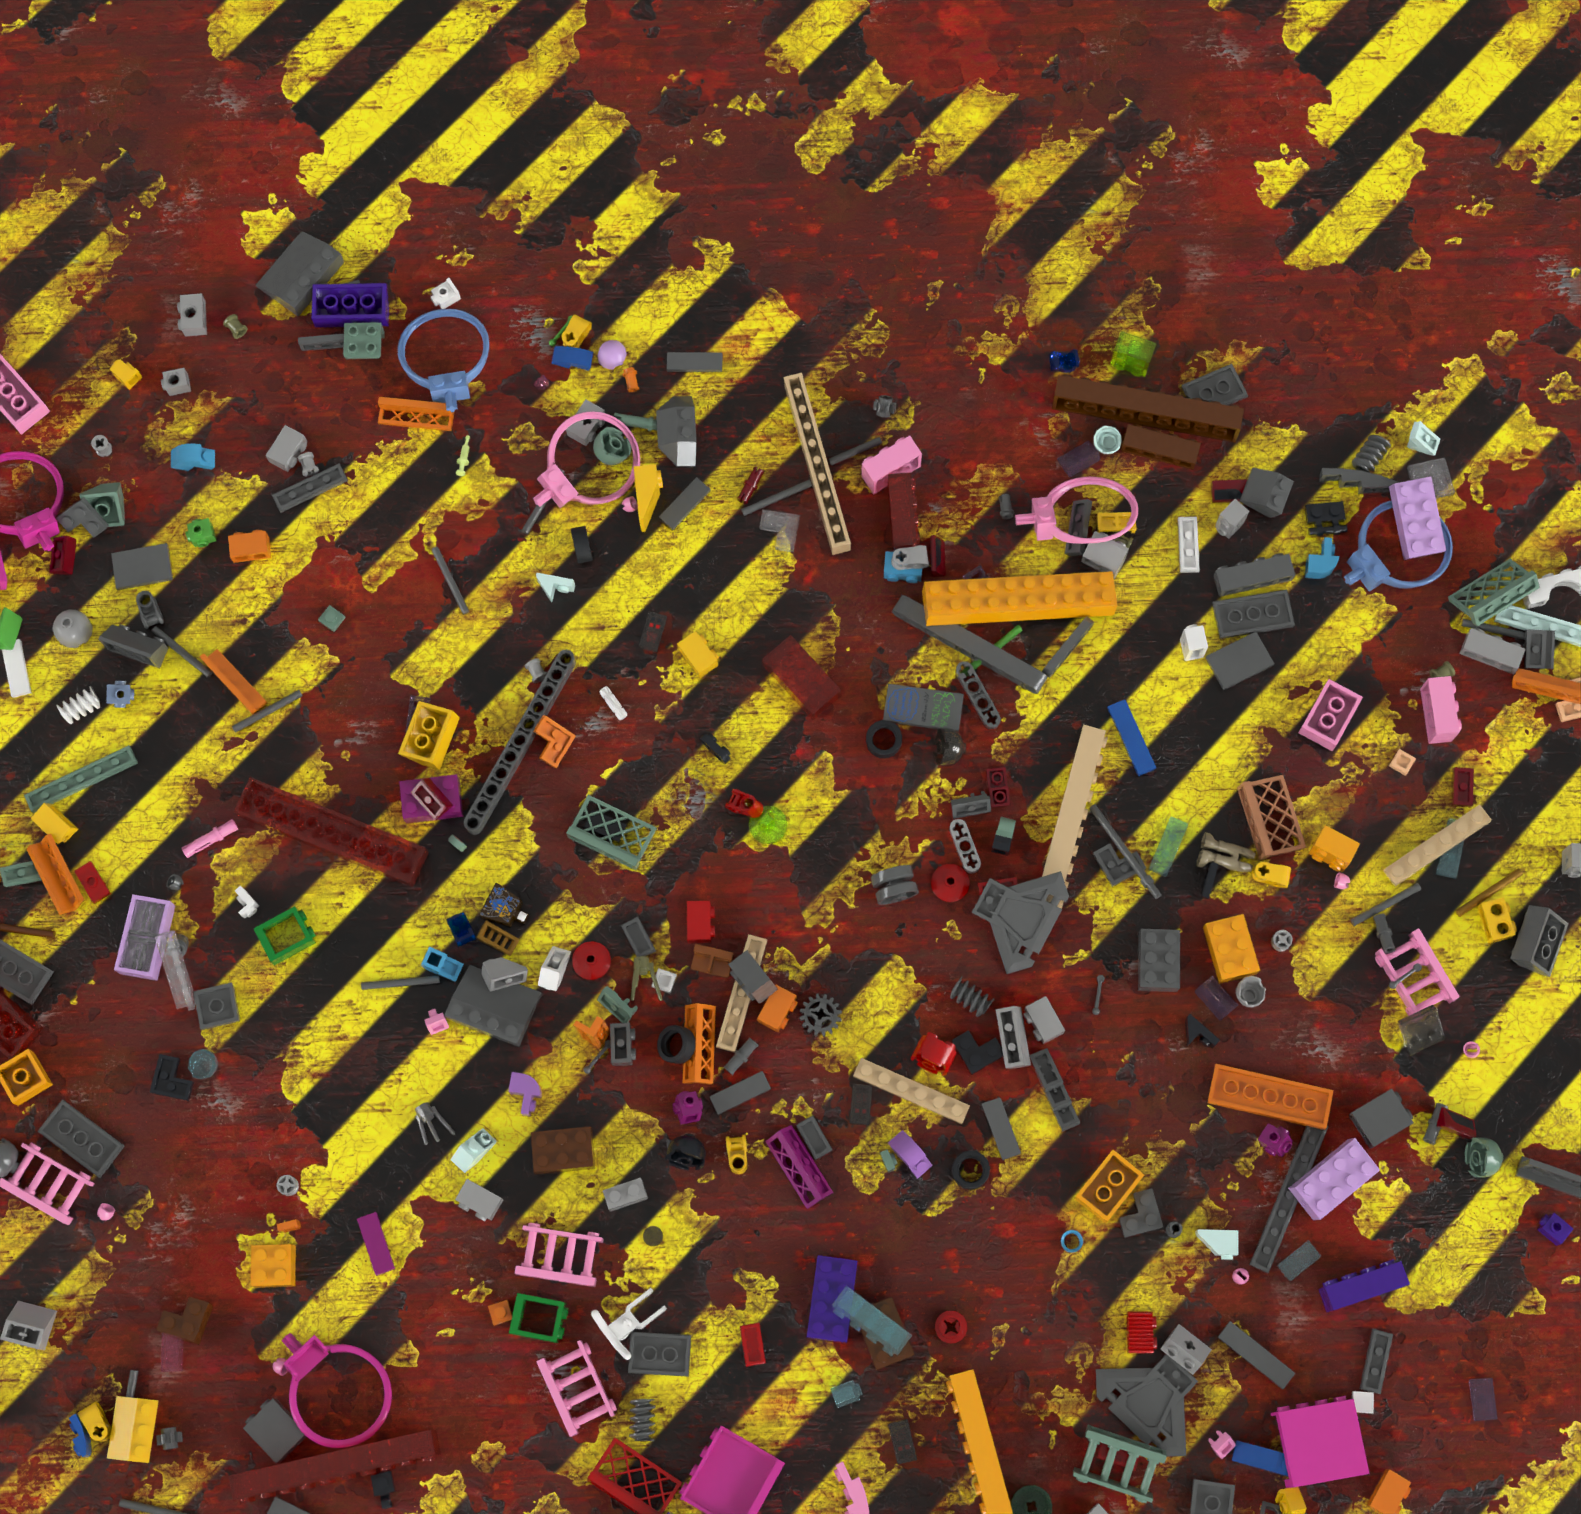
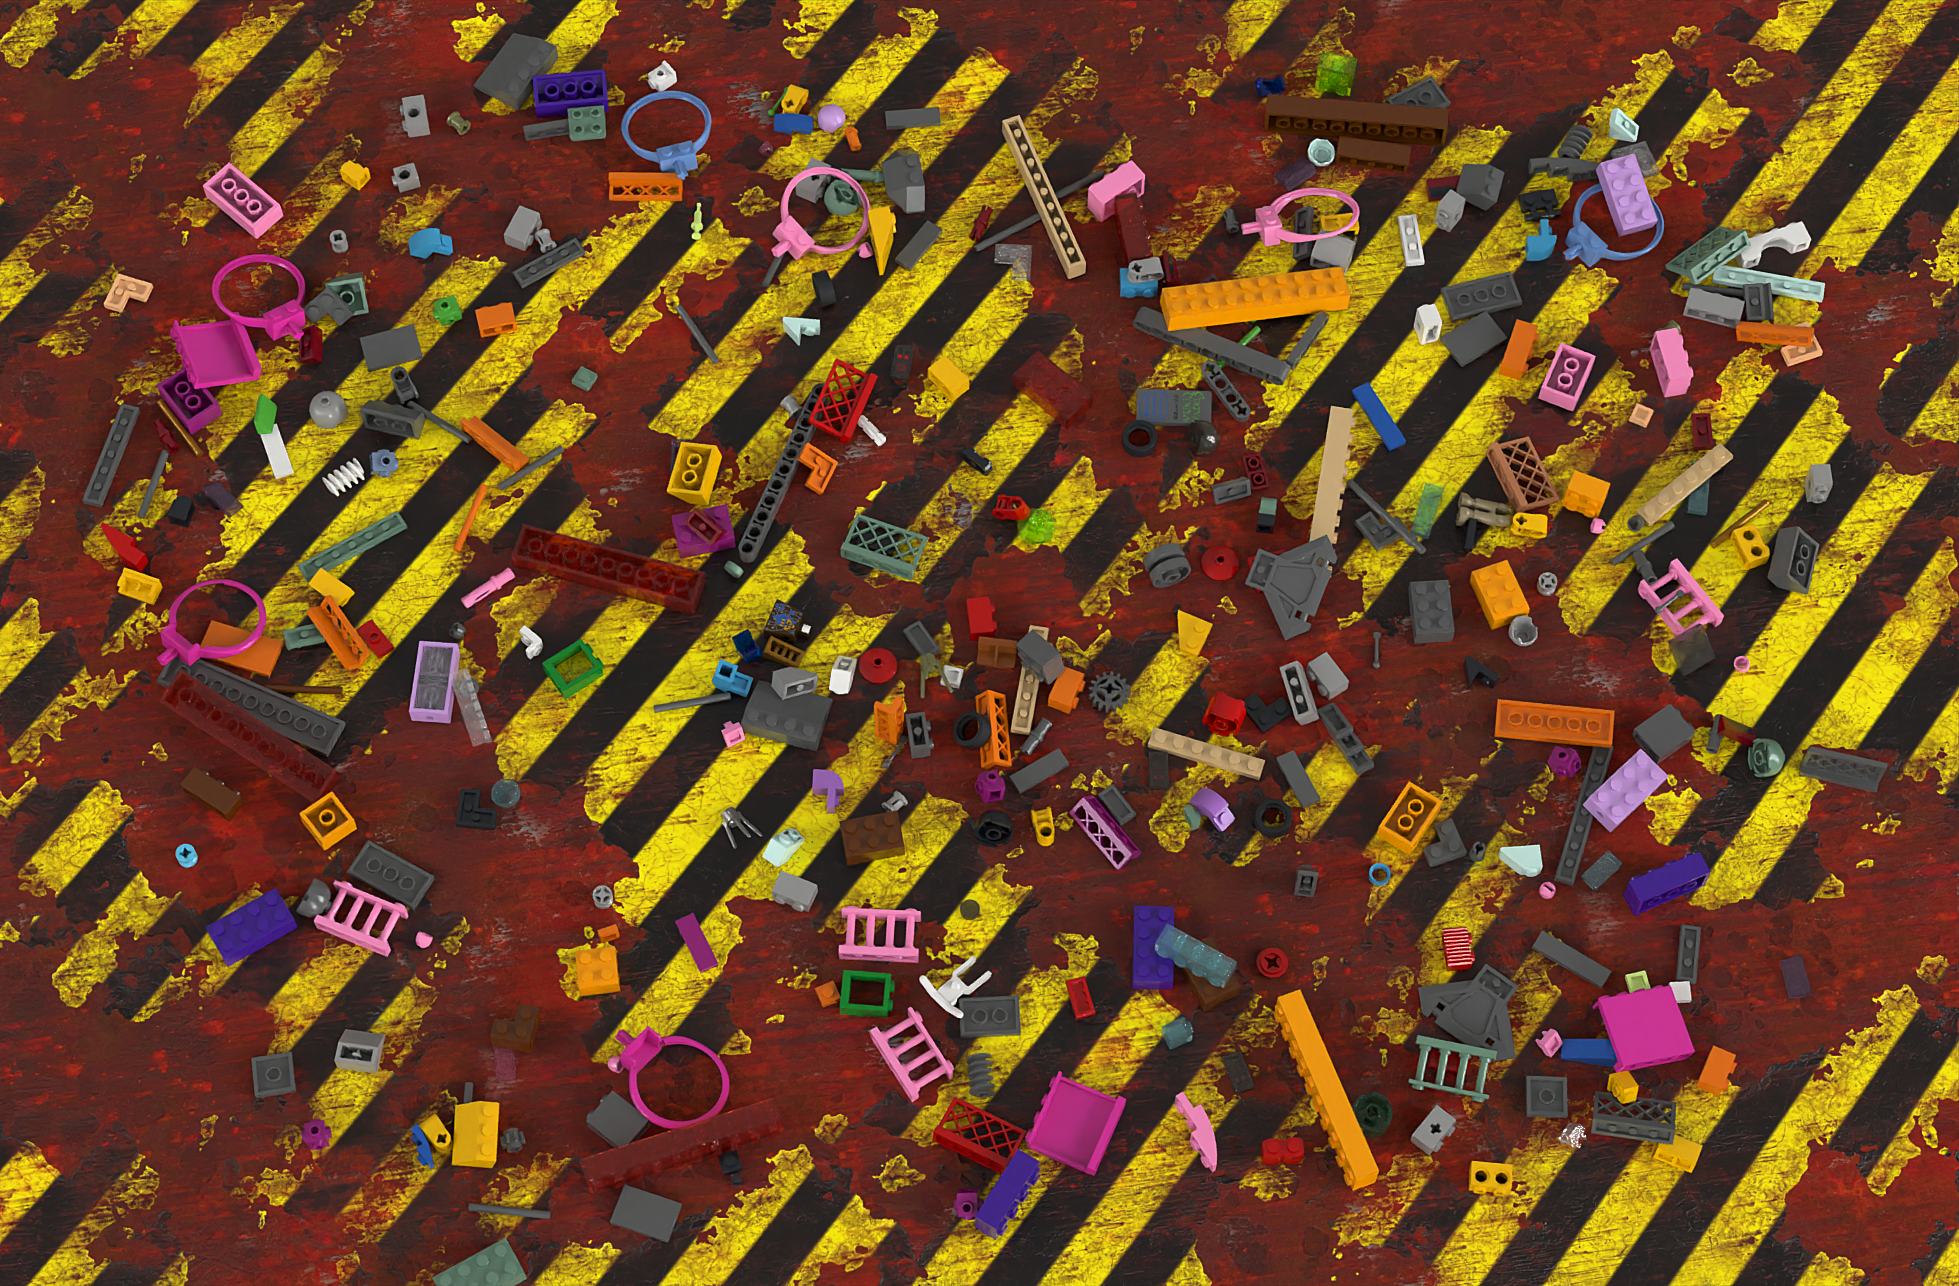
camera: 10 degrees left, 10 degrees down
(201, 759) = (470, 517): none -> orange bar
(216, 1006) = (512, 740): dark grey plate -> none
(593, 1108) = (899, 798): none -> light grey bush
(601, 677) = (856, 408): none -> red fence
(615, 1005) = (912, 703): sand green plate -> none
(625, 1194) = (938, 872): light grey brick -> none
(884, 406) = (1102, 140): dark grey gear -> none
(912, 958) = (1192, 633): none -> yellow wing
(954, 834) = (1230, 536): light grey beam -> none
(970, 997) = (1253, 662): dark grey piece -> none
(995, 1242) = (1306, 880): none -> dark grey slope
(1185, 1349) = (1503, 958): light grey brick -> none
(1216, 998) = (1490, 642): clear purple slope -> none
(1254, 574) = (1477, 260): dark grey brick -> none
(1285, 679) = (1519, 350): none -> orange brick
(1320, 1388) = (1637, 981): none -> yellowish green plate
(1377, 882) = (1632, 521): none -> dark grey hinge
(1554, 1228) = (1842, 816): dark purple brick -> none

